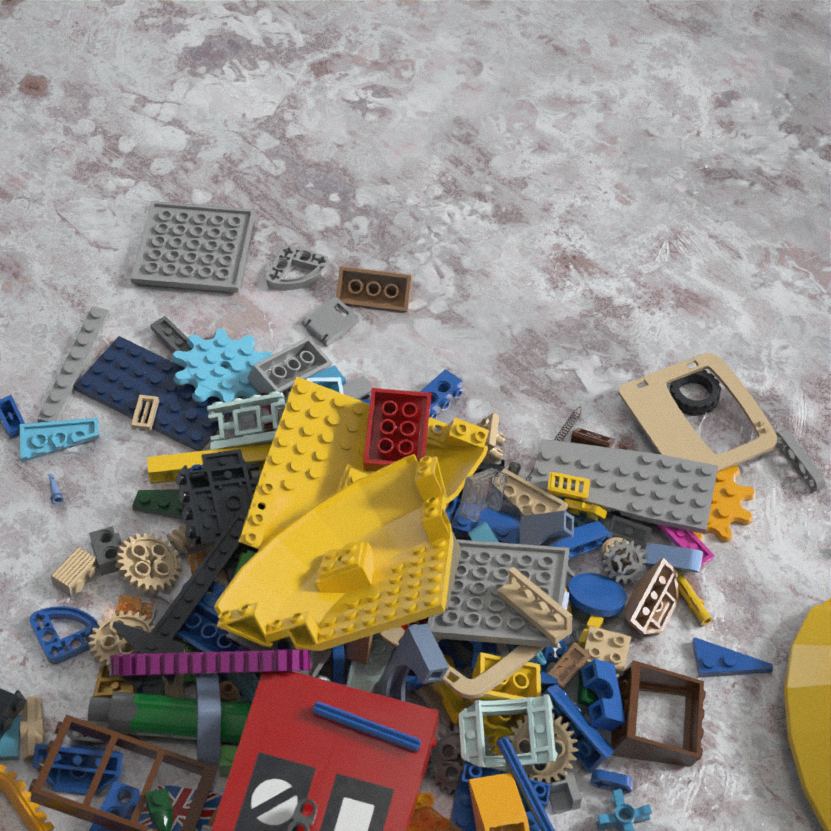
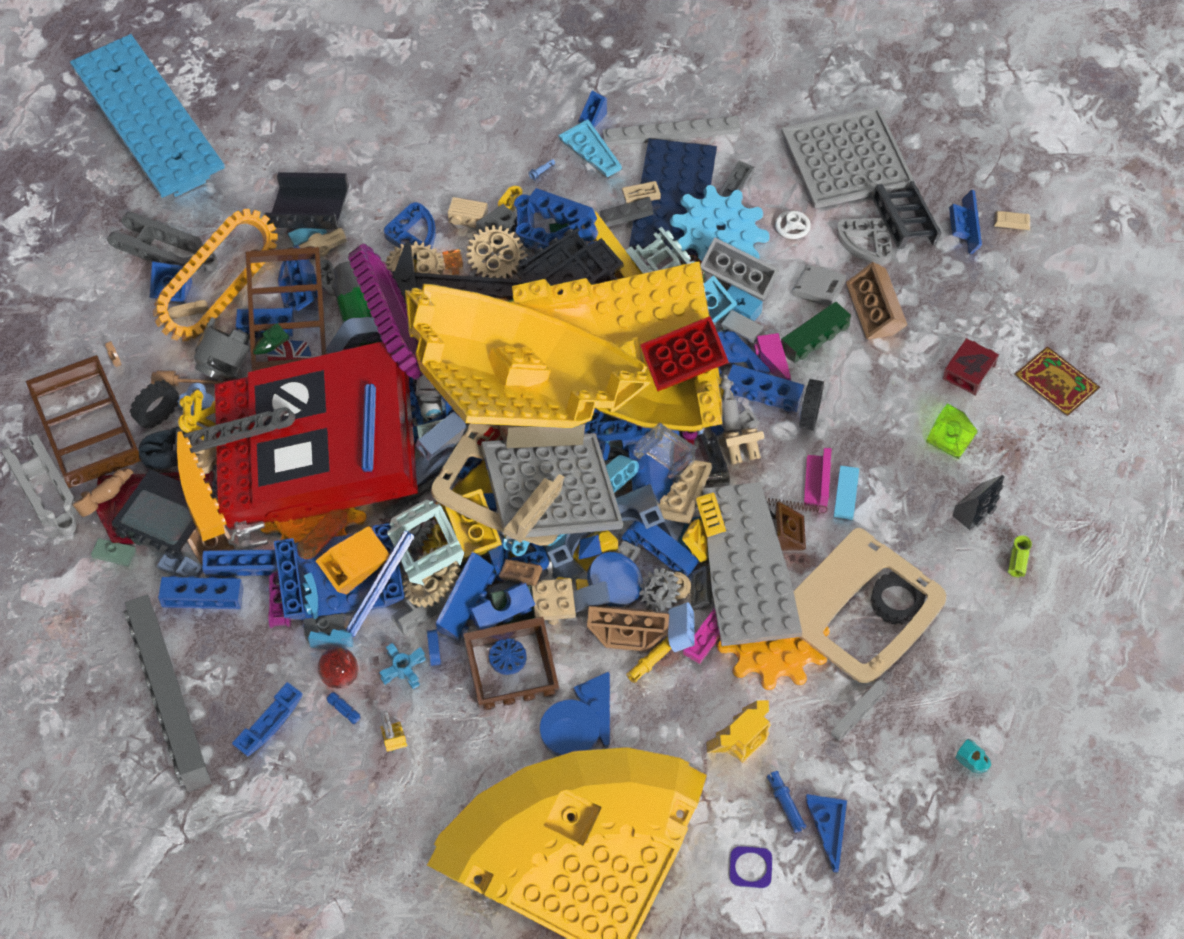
camera: 70 degrees right, 5 degrees up
(75, 532) = (507, 197): none -> yellow beam
(120, 486) = (554, 207): none -> blue brick
(160, 432) = (627, 212): none -> dark grey plate
(246, 311) = (793, 222): none -> white piece
(290, 238) = (896, 224): none -> black fence
(320, 192) = (966, 221): none -> blue bracket
(332, 165) = (1012, 220): none -> tan tile
(387, 341) = (815, 332): none -> dark green brick
(400, 380) = (772, 354): none -> dark pink slope
(480, 249) = (970, 366): none -> dark red panel
(481, 363) = (811, 404): none -> black tyre
(515, 204) = (1057, 381): none -> sticker
(538, 290) = (952, 432): none -> clear neon green slope
(546, 400) = (818, 478): none -> dark pink panel
(568, 387) = (846, 492): none -> medium azure tile
(617, 614) = (591, 596): none -> sand blue slope
(628, 293) = (979, 503): none -> black slope
(646, 719) = (507, 656): none -> blue wheel
(682, 292) = (1019, 557): none -> lime piece
(748, 690) = (569, 727): none -> blue piece
(797, 550) = (744, 733): none -> yellow slope

